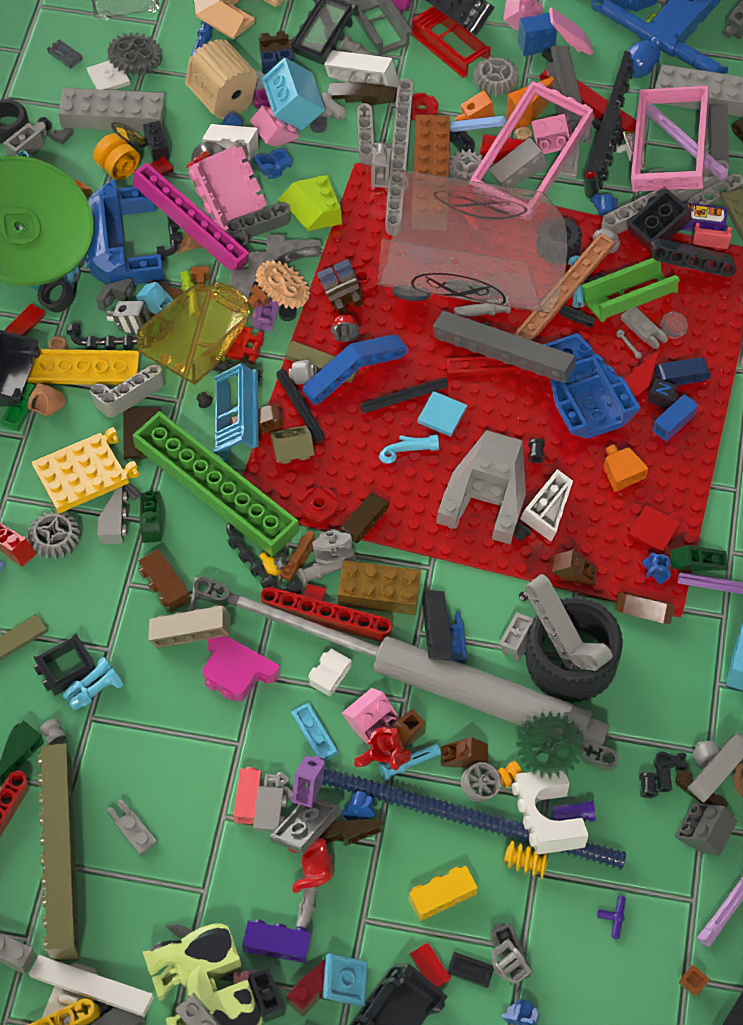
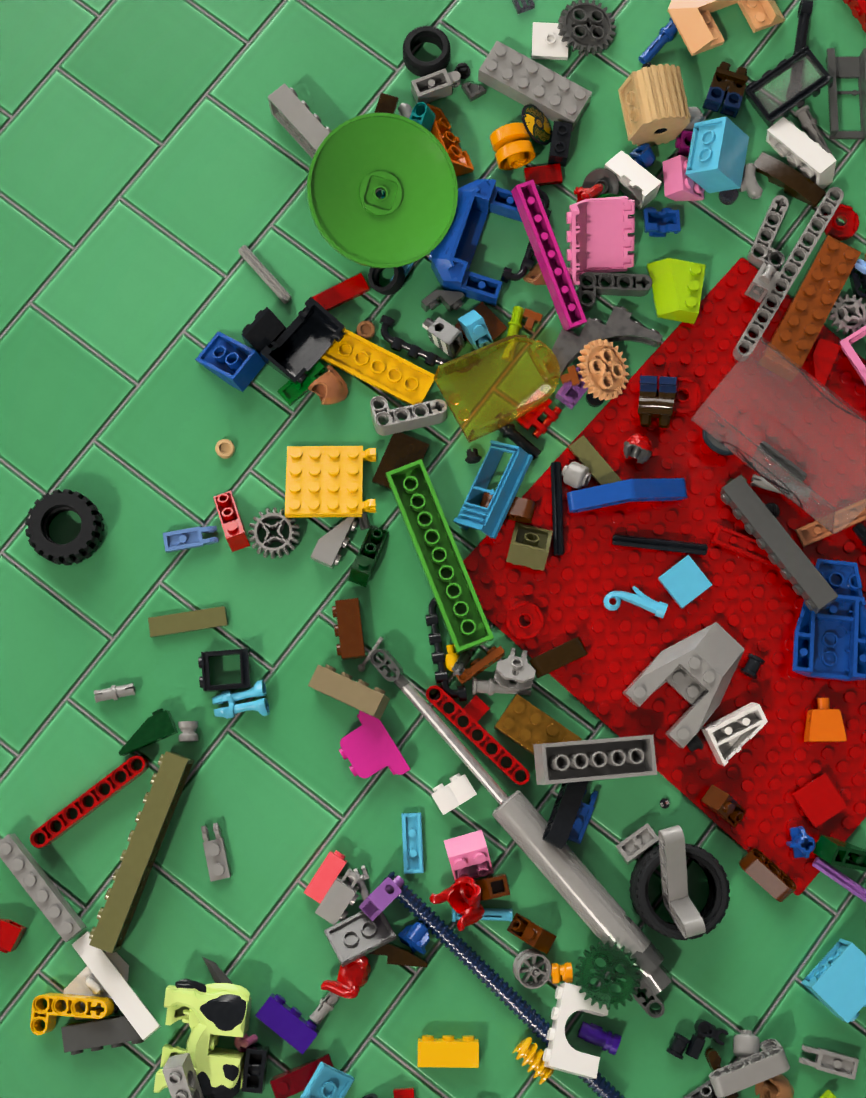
camera: 25 degrees right, 20 degrees up
(440, 575) = (594, 759): none -> light grey brick

